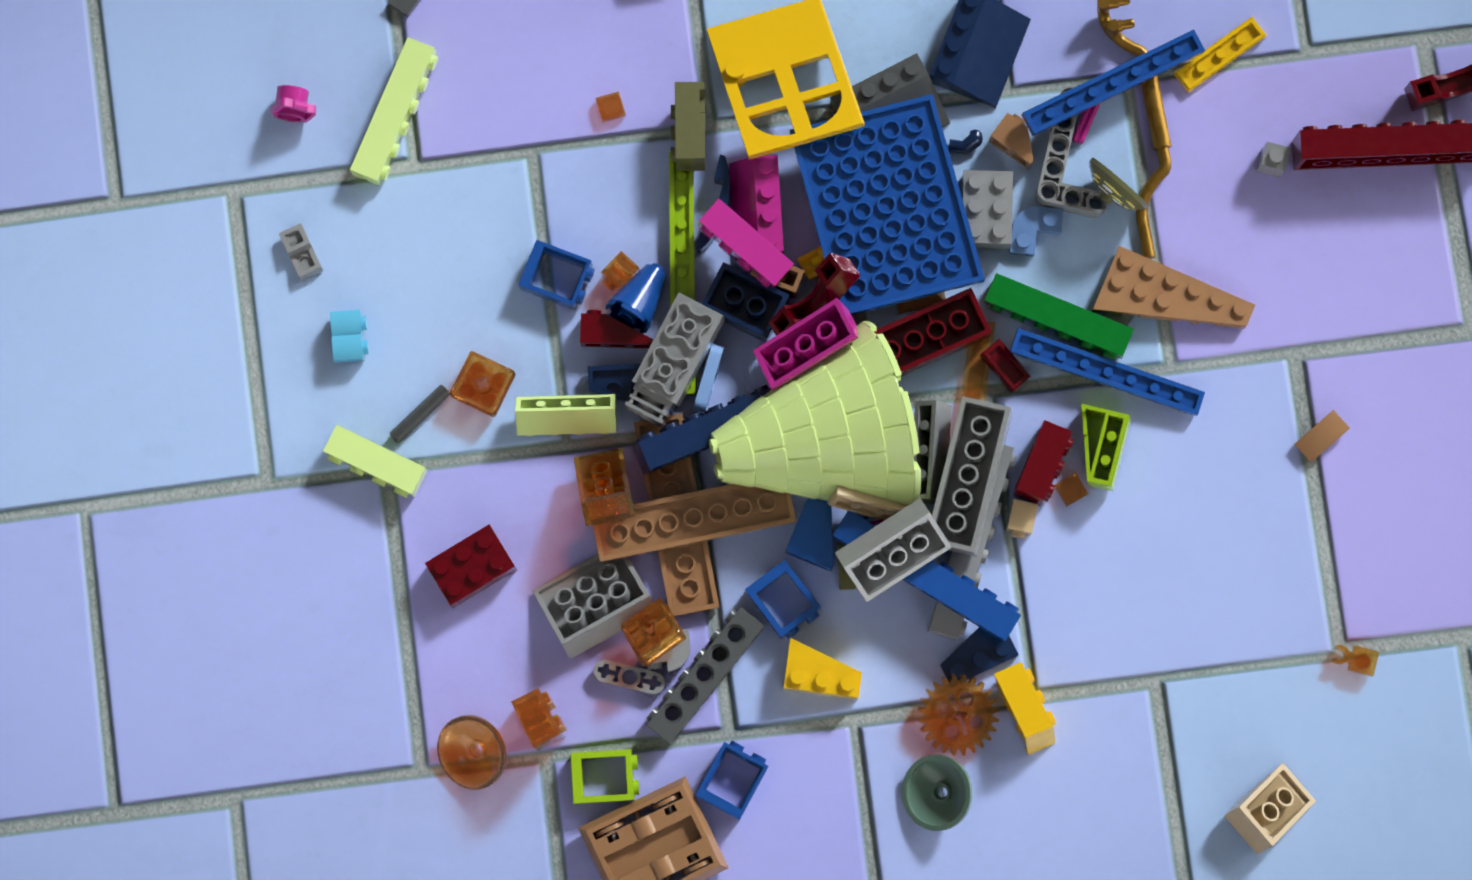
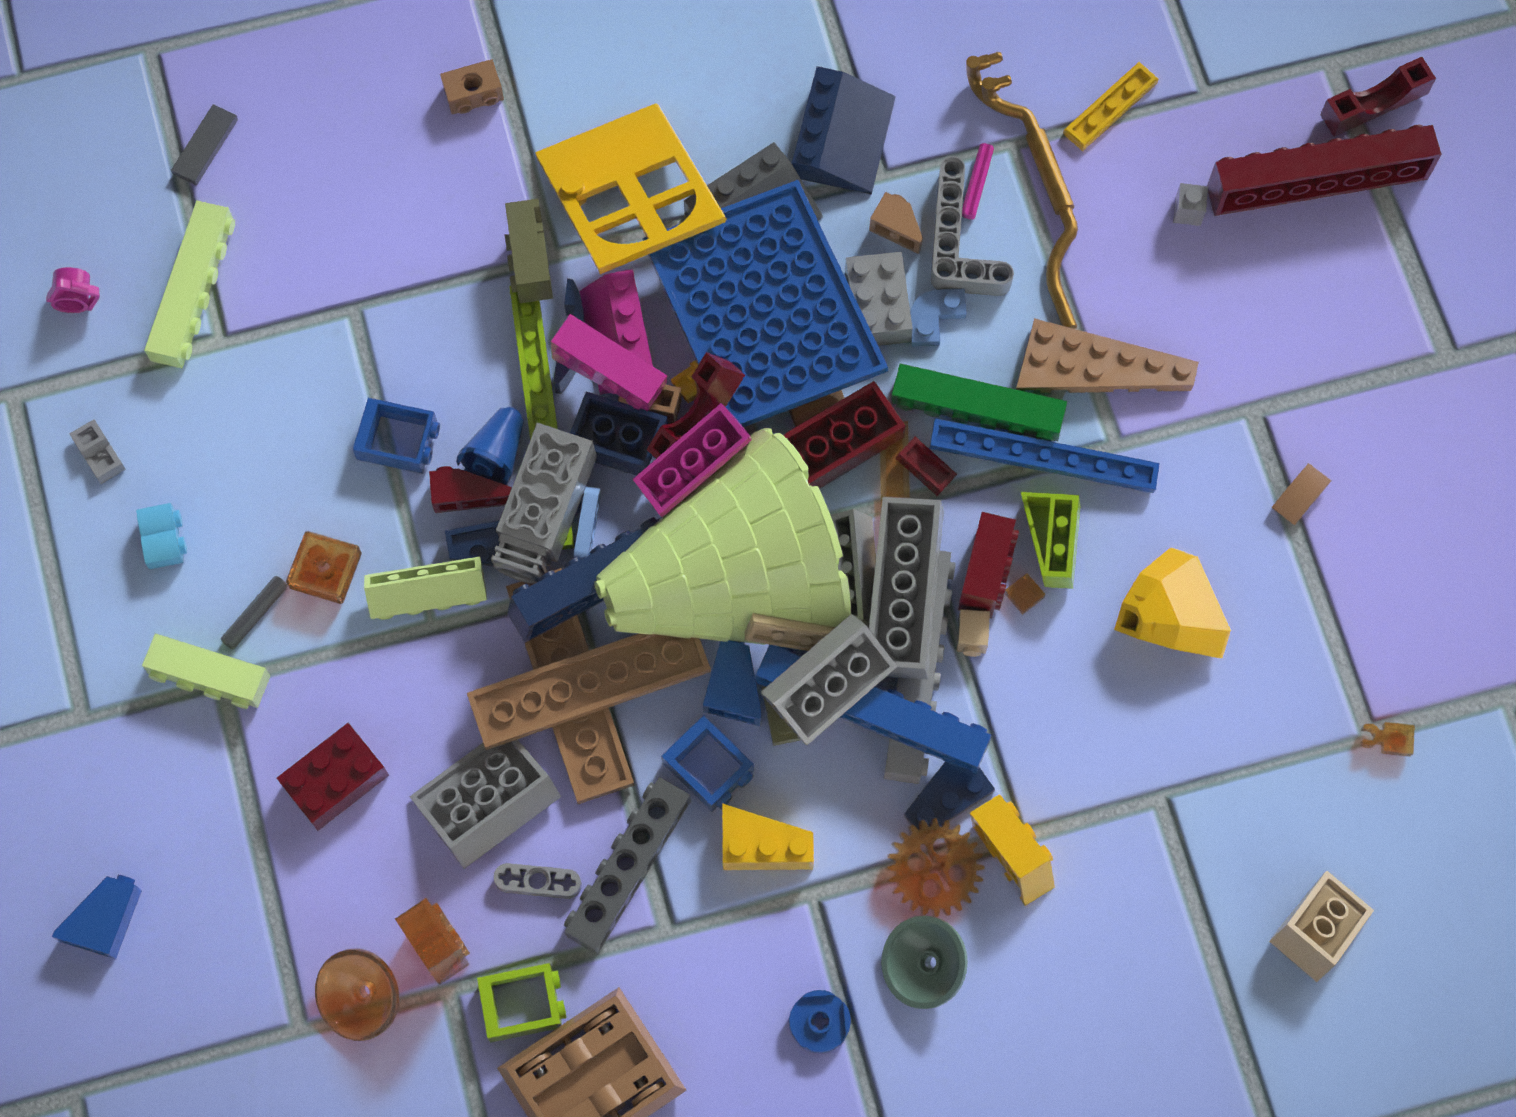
camera: 10 degrees left, 10 degrees down
(270, 657) = (101, 917): none -> blue slope
(604, 487) = (479, 660): clear orange brick -> none
(610, 107) = (437, 248): clear orange tile -> none
(619, 272) = (467, 421): clear orange brick -> none
(653, 632) = (558, 819): clear orange brick -> none
(675, 658) = (589, 843): light grey brick -> none
(755, 760) = (662, 1012): blue window -> none
(833, 836) = (832, 1009): none -> blue plate
(968, 145) = (847, 234): dark blue arm -> none
(1113, 82) = (997, 144): blue plate -> none
(1113, 188) = (1020, 251): olive dish -> none
(1195, 522) = (1175, 607): none -> yellow brick

